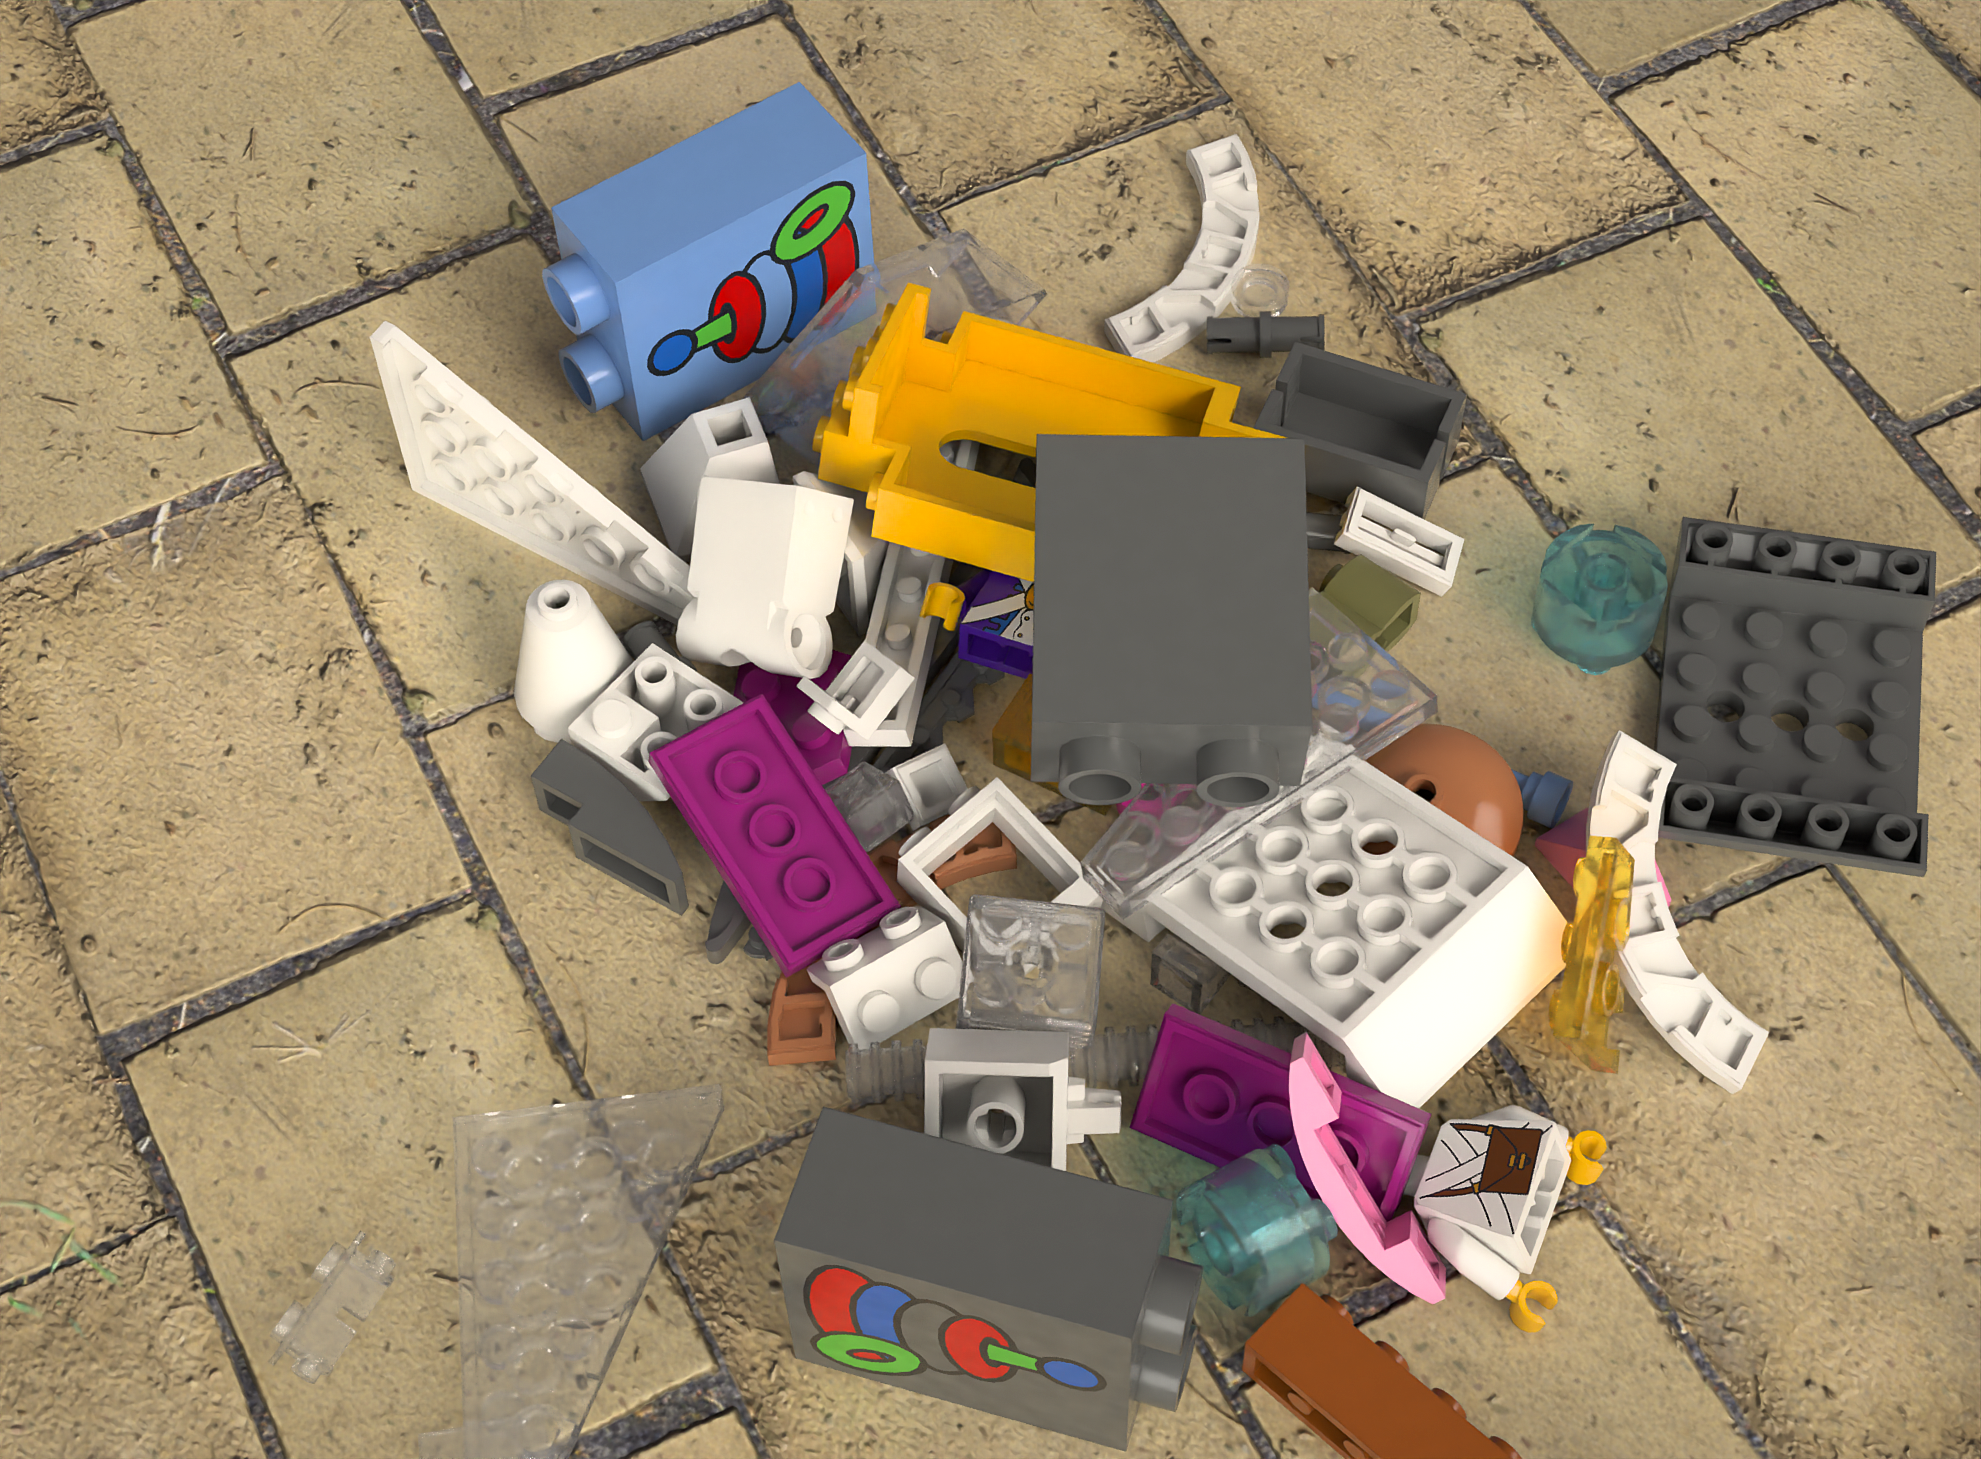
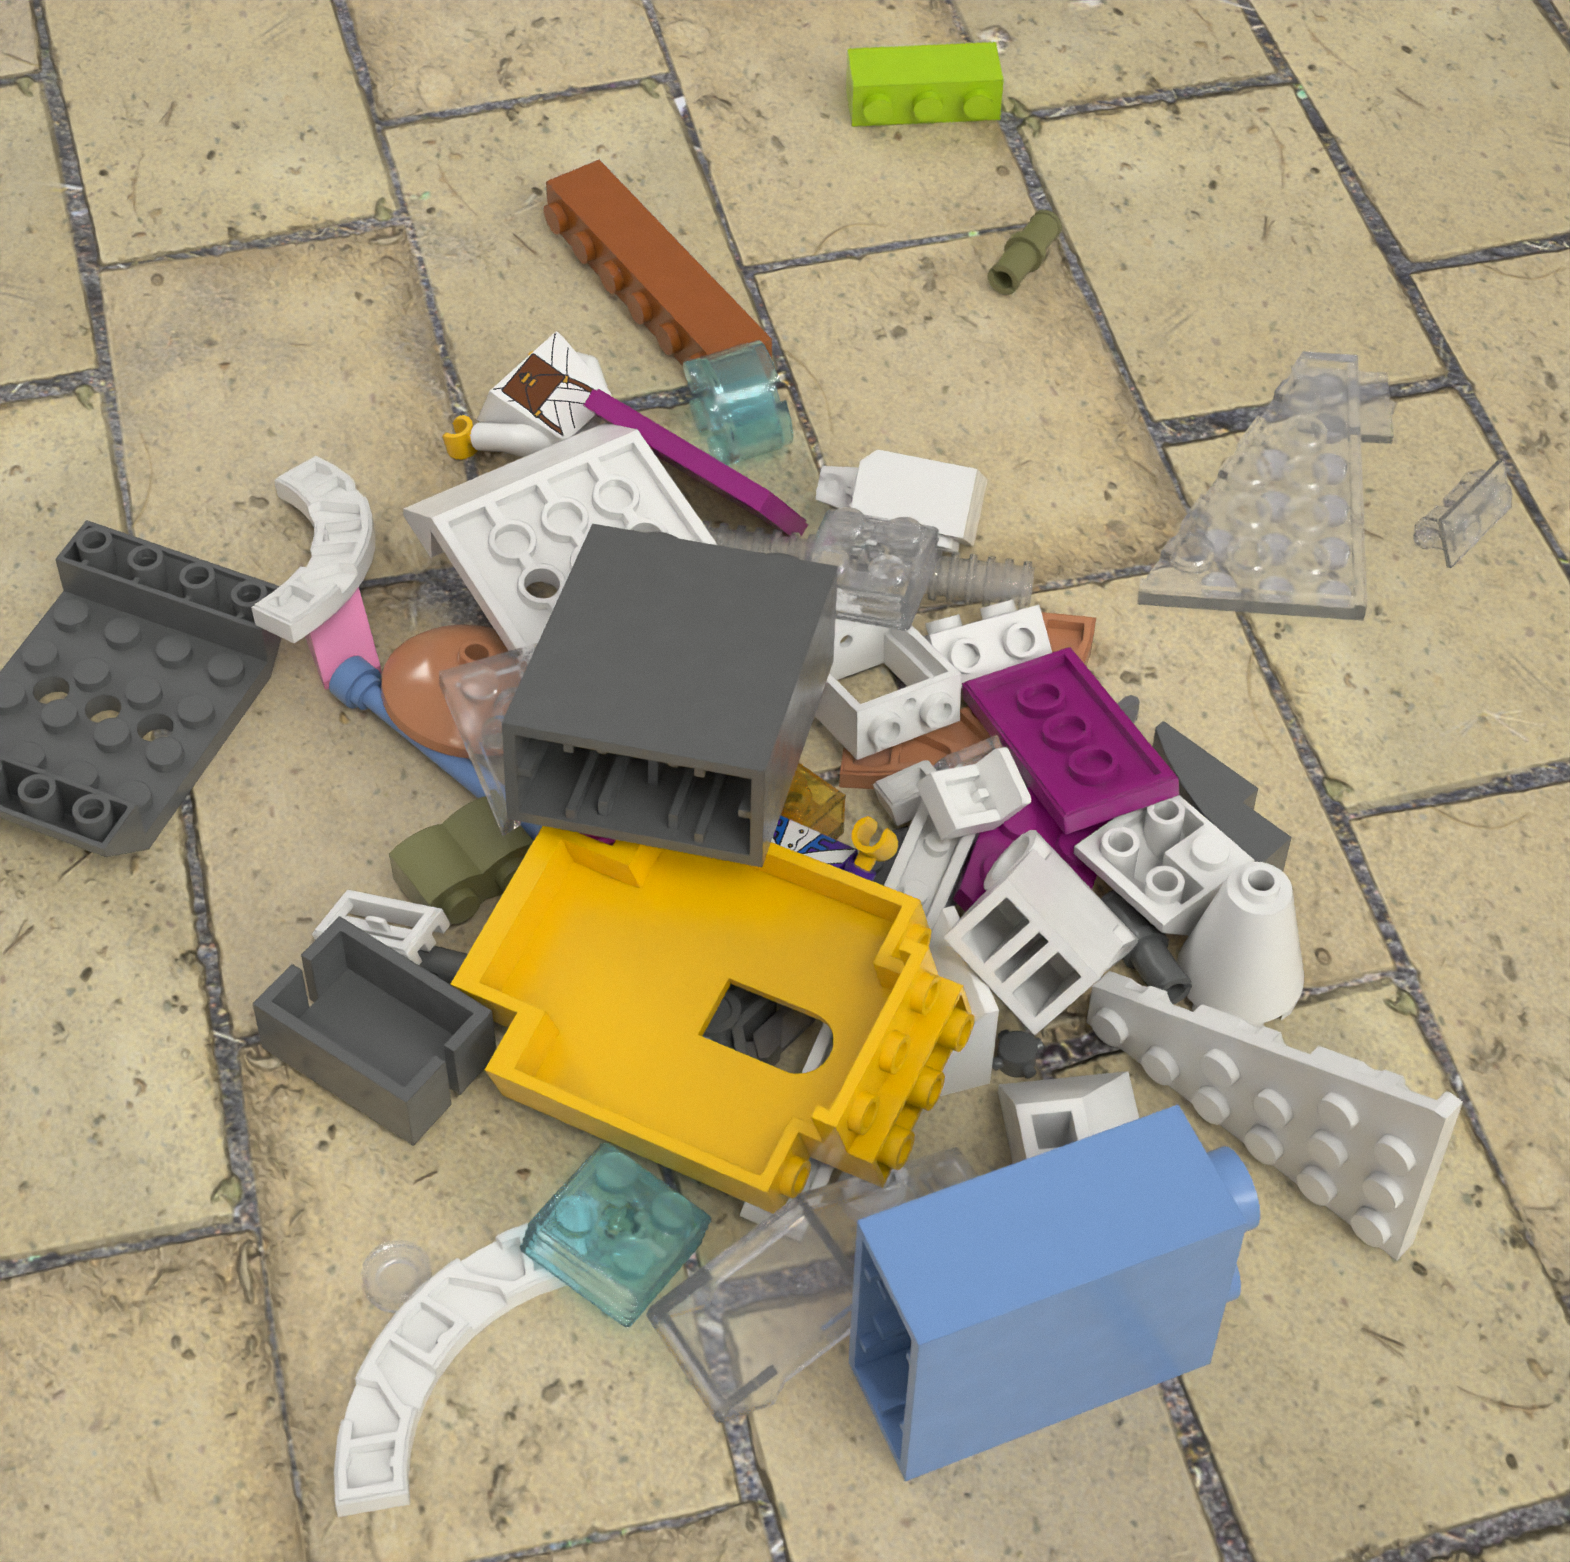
camera: 170 degrees left, 5 degrees down
(985, 1280) = (964, 342): dark grey brick -> none
(1097, 307) = (610, 1270): none -> clear light blue brick
(1264, 333) = (415, 1205): dark grey pin -> none
(1393, 1246) = (653, 389): bright pink slope -> none
(1591, 979) = (401, 482): clear yellow wing -> none
(1600, 596) = (219, 821): clear light blue brick -> none

